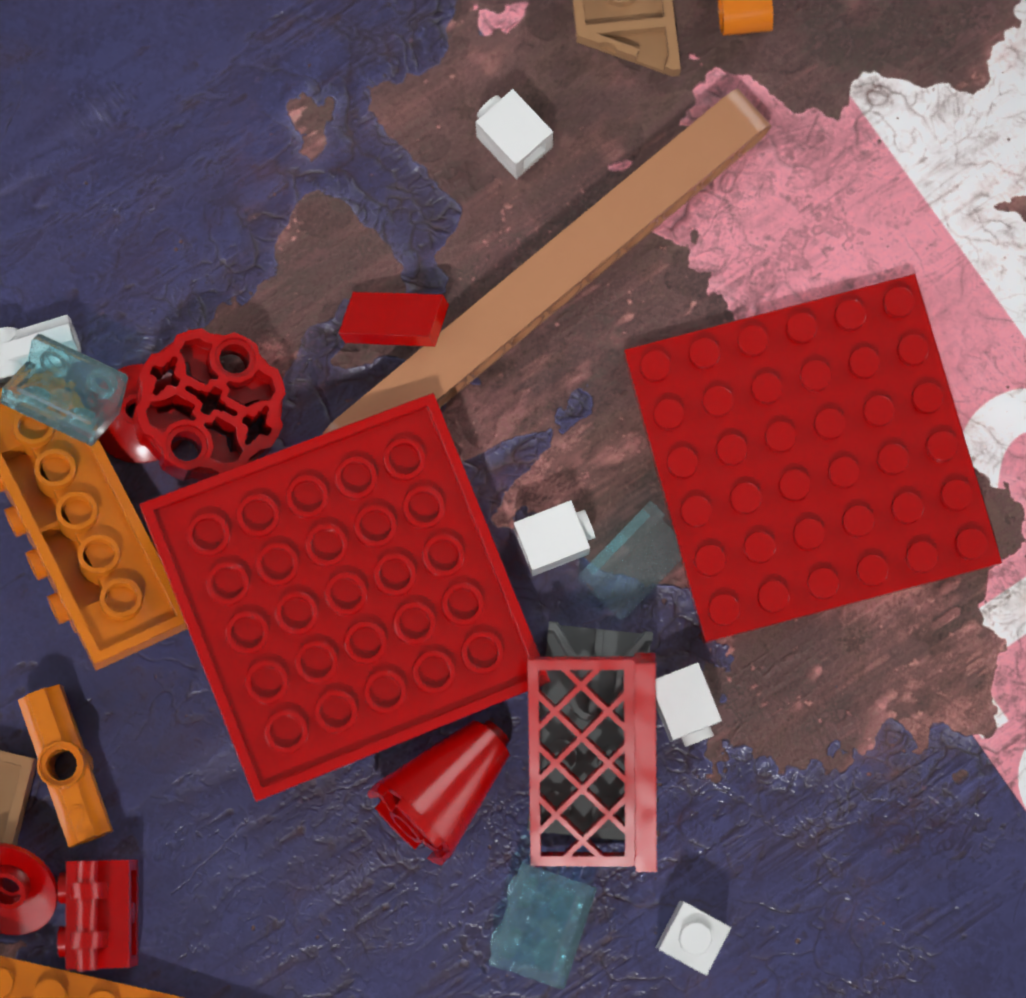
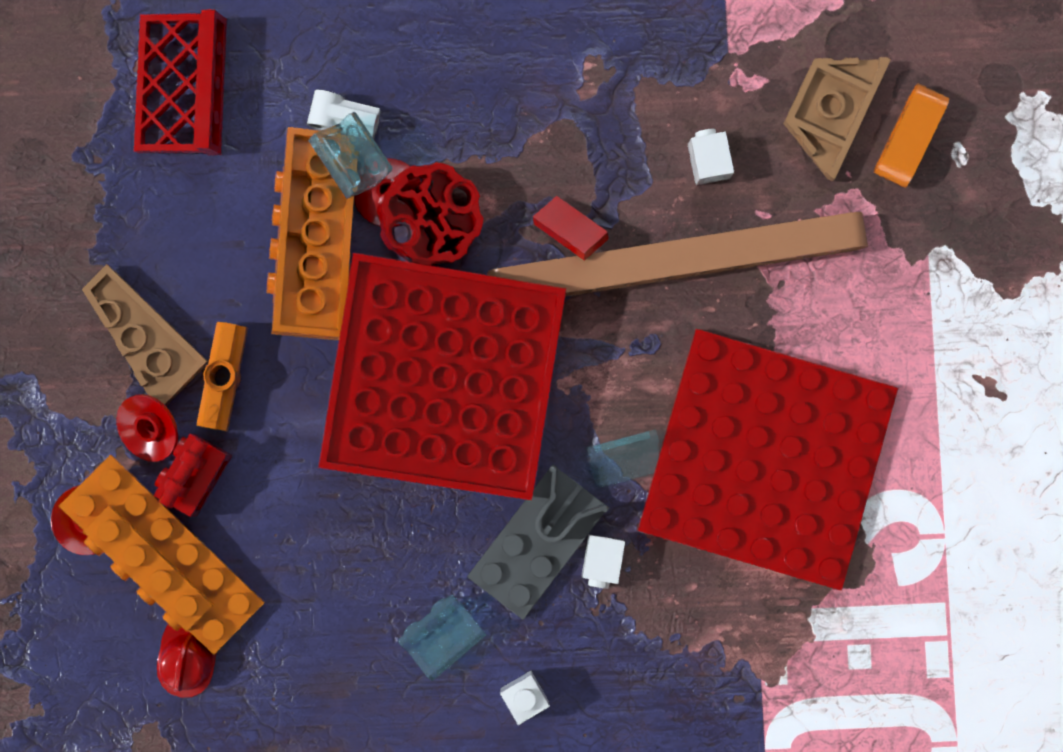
camera: 25 degrees right, 5 degrees up
(442, 788) = (432, 523): red cone -> none
(554, 537) = (586, 415): white brick -> none
(639, 762) = (556, 576): fence -> none

